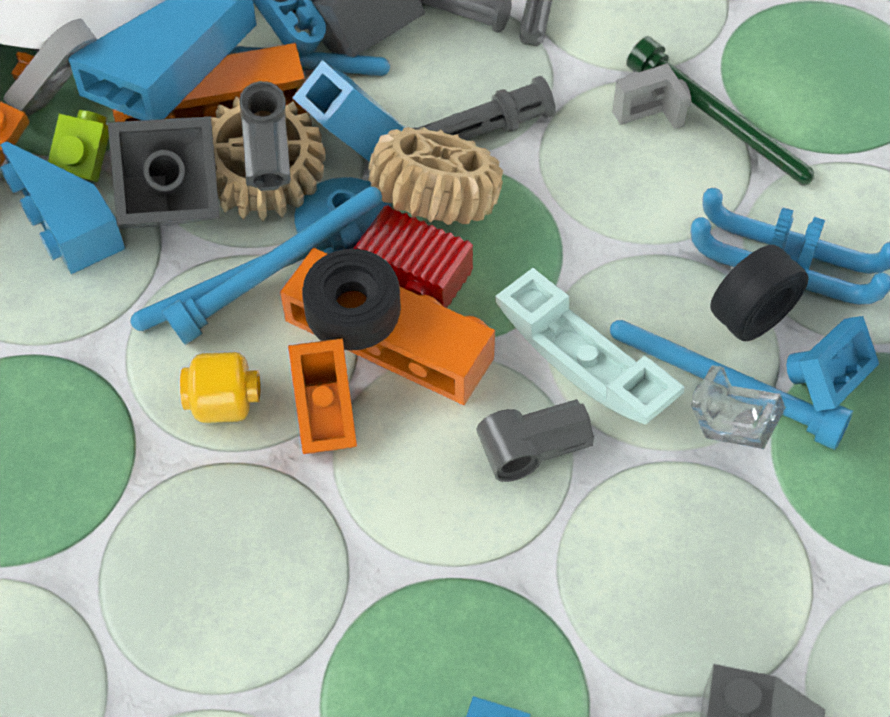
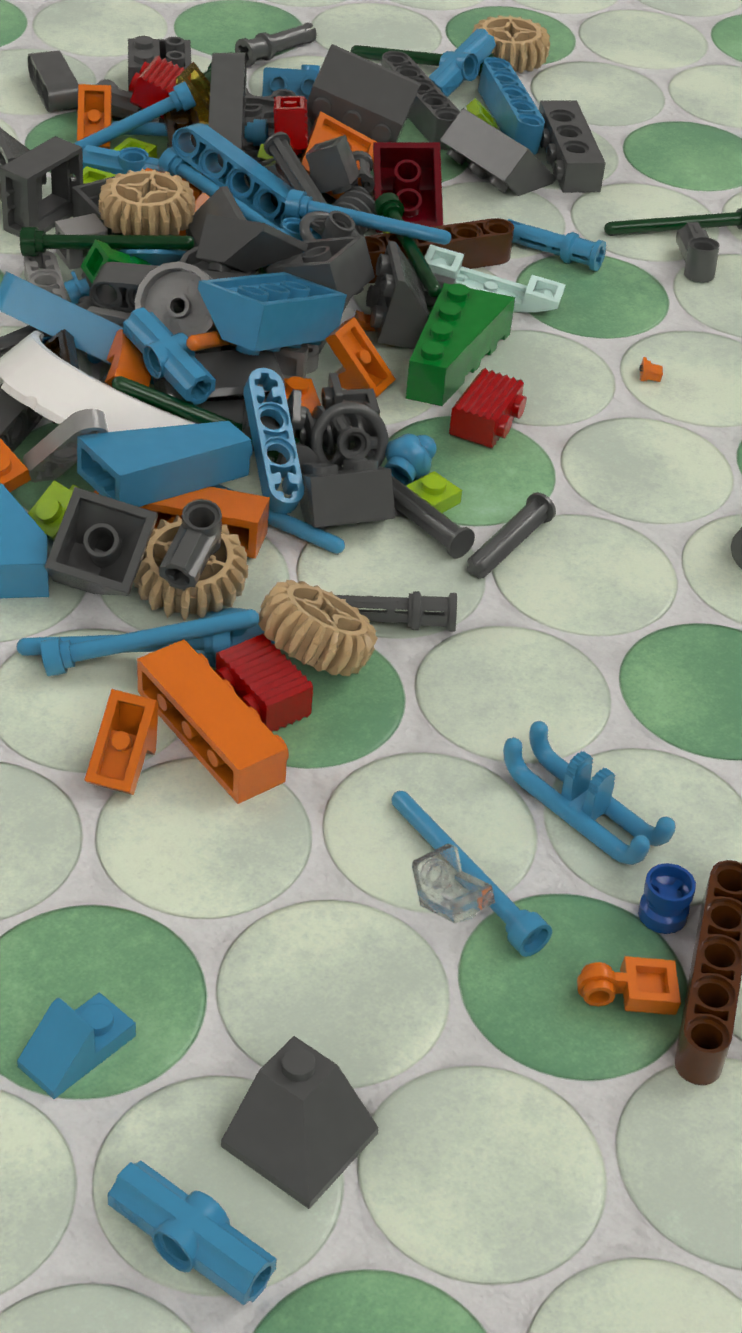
camera: 20 degrees right, 15 degrees down
(219, 387) = (50, 709): yellow head -> none
(345, 109) = (277, 552): dark azure slope -> none
(346, 272) = (190, 659): black tyre -> none
(521, 442) = (259, 839): dark grey piece -> none
(583, 354) = (355, 797): light aqua slope -> none
(650, 93) = (543, 642): light grey bracket -> none
(651, 54) = (564, 620): dark green piece -> none
(759, 292) = (522, 790): black tyre -> none
(835, 363) = (559, 885): dark azure tile -> none

